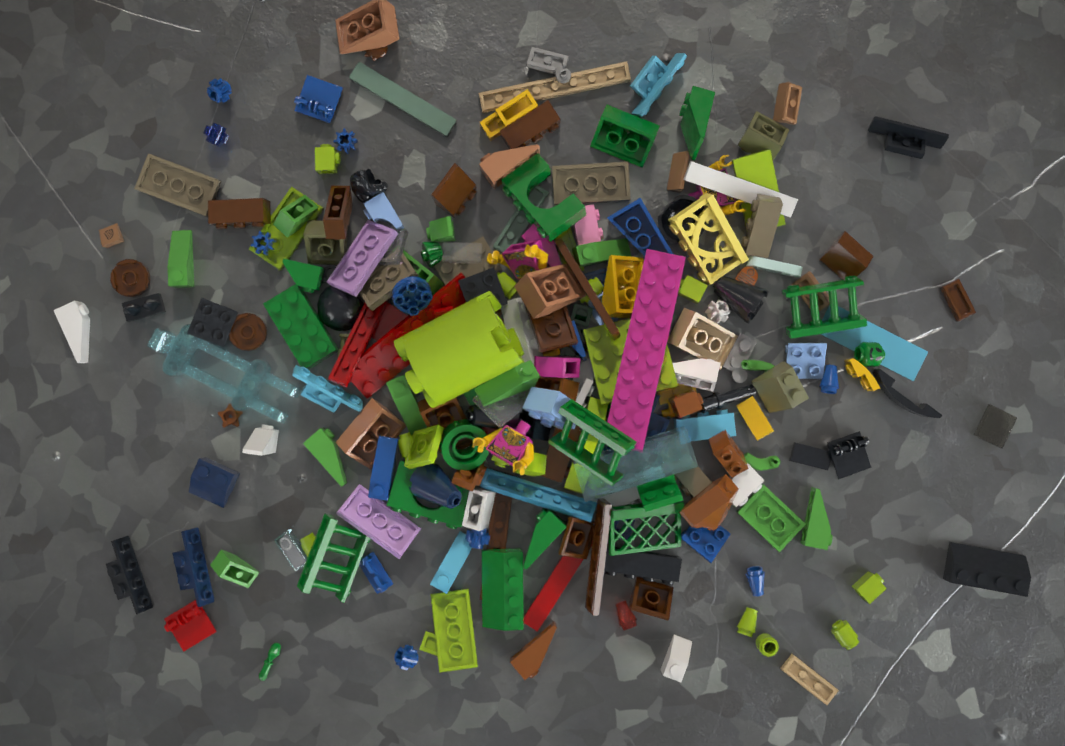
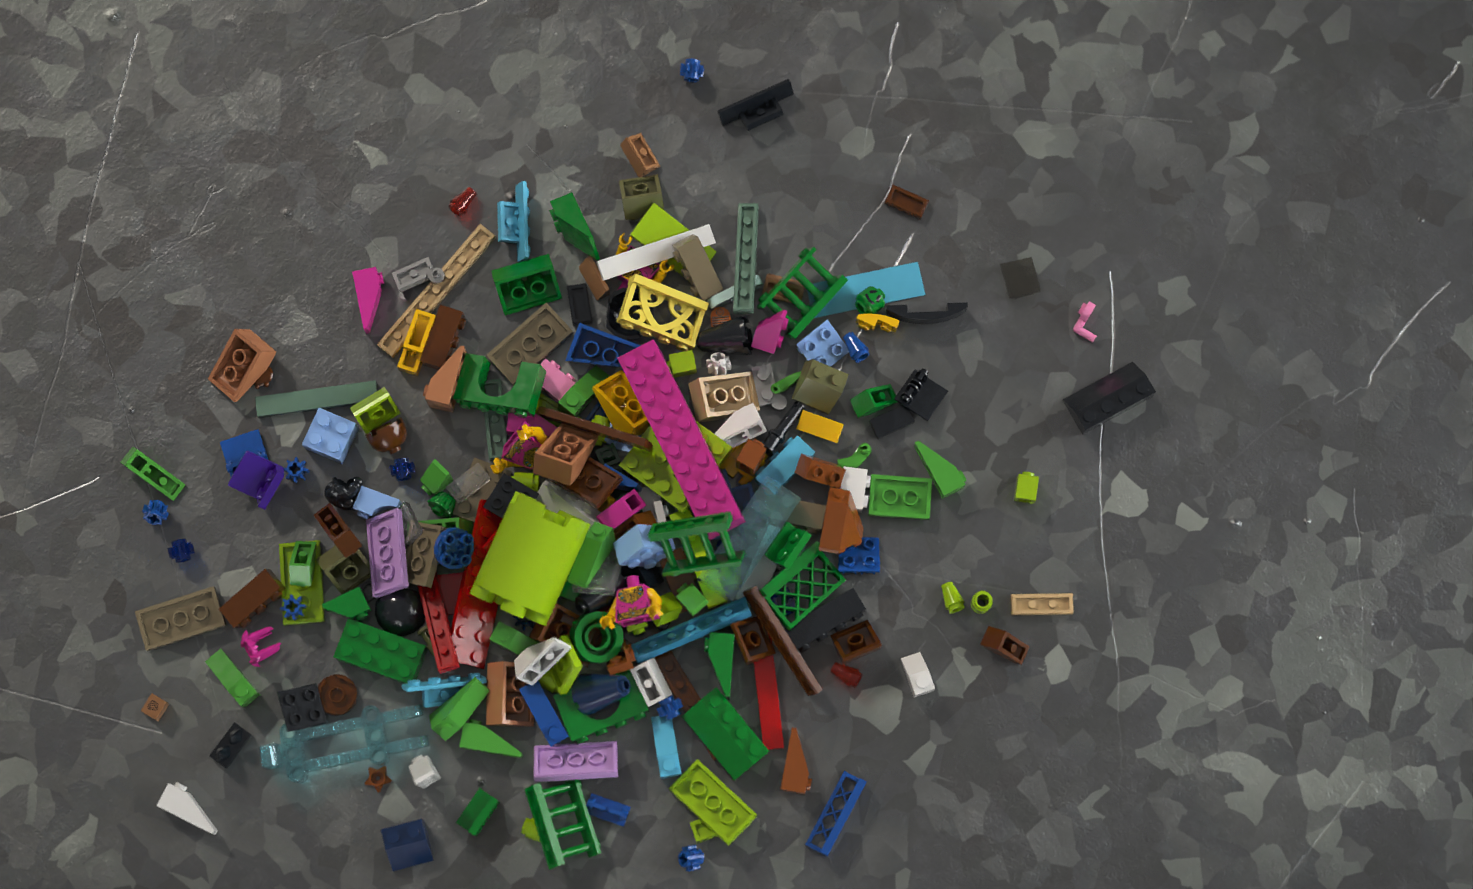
camera: 40 degrees left, 10 degrees down
(130, 278) = (199, 729): reddish brown tile -> none
(210, 249) = (249, 642): none -> dark pink piece
(239, 59) = (152, 473): none -> bright green slope
(281, 499) = (477, 812): none -> green panel
(291, 549) = (521, 848): slope -> none
(311, 124) = (257, 478): none -> dark purple bracket
(322, 415) = (457, 709): none -> bright green slope
(326, 159) = (292, 497): lime brick -> none
(390, 135) = (330, 435): none -> light blue brick
(406, 428) = (539, 659): none -> white slope
(423, 203) = (402, 469): none -> clear blue gear
(430, 169) = (388, 436): none -> reddish brown cylinder
(437, 142) = (375, 410): none -> lime slope
(454, 191) = (422, 438): reddish brown slope -> none
(503, 48) = (368, 293): none -> dark pink slope
(538, 716) = (845, 812): none -> blue fence
(556, 475) = (691, 598): none -> bright green slope
(625, 34) = (461, 203): none -> clear red cone
(651, 182) = (579, 304): none -> black tile
(755, 578) = (929, 557): blue cone -> none
(757, 688) = (1004, 645): none -> reddish brown slope
(775, 317) = (768, 332): none -> dark pink slope
(803, 248) = (745, 258): none -> sand green tile
(810, 430) = (873, 400): none -> green slope
(845, 634) = (1038, 542): lime brick -> none
(846, 257) = (787, 238): reddish brown slope -> none
(880, 69) = (691, 70): none -> blue gear
(1023, 492) = (1085, 312): none -> bright pink plate

